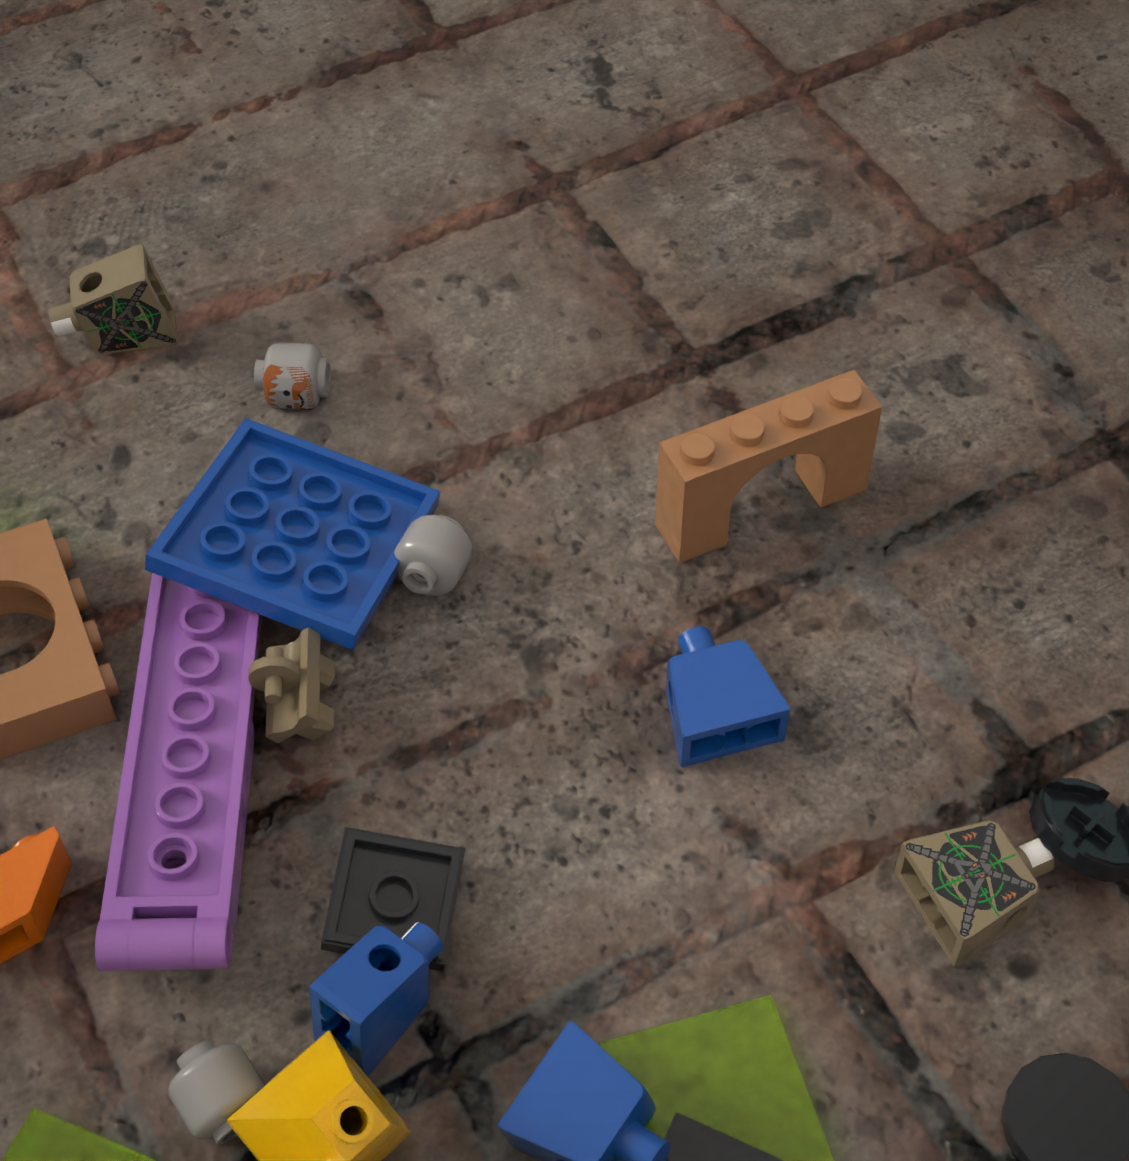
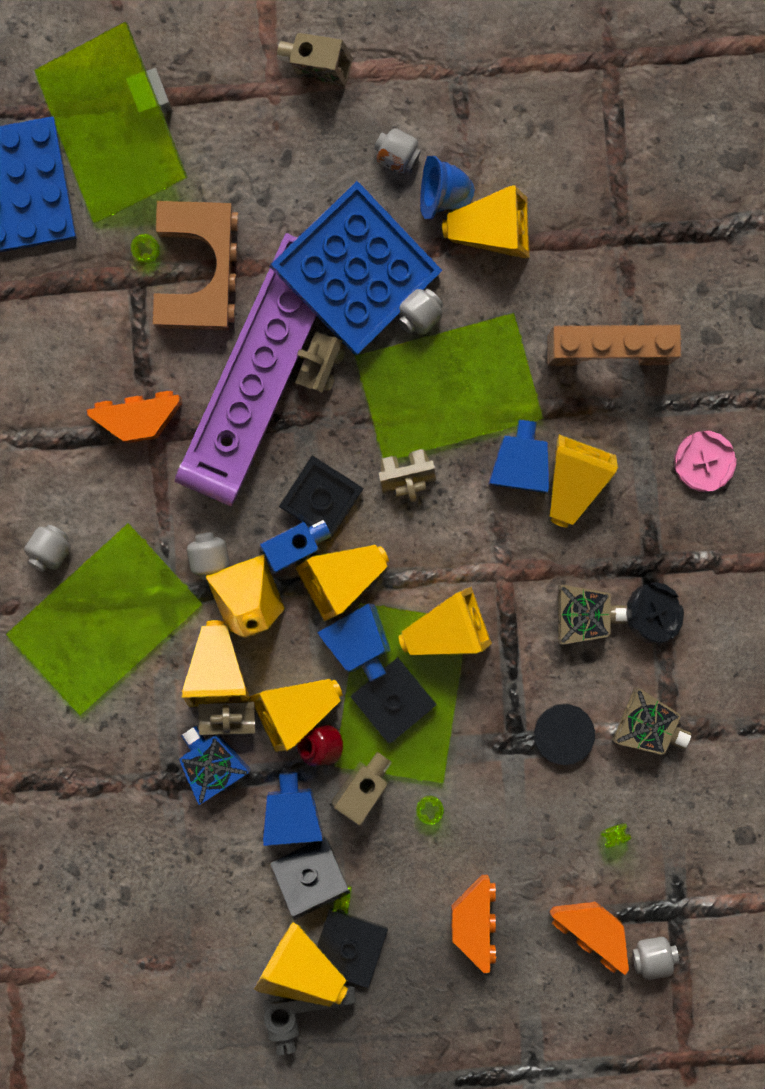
camera: 20 degrees right, 35 degrees up
(385, 385) = (443, 187): none -> blue piece
(484, 1013) = (341, 577): none -> yellow slope
(486, 401) = (492, 223): none -> yellow slope
(531, 656) = (449, 387): none -> clear neon green piece
(533, 799) = (408, 478): none -> dark tan hips
(743, 1006) = (448, 629): none -> yellow slope
(826, 672) = (578, 478): none -> yellow slope
(1010, 587) = (705, 461): none -> bright pink tile

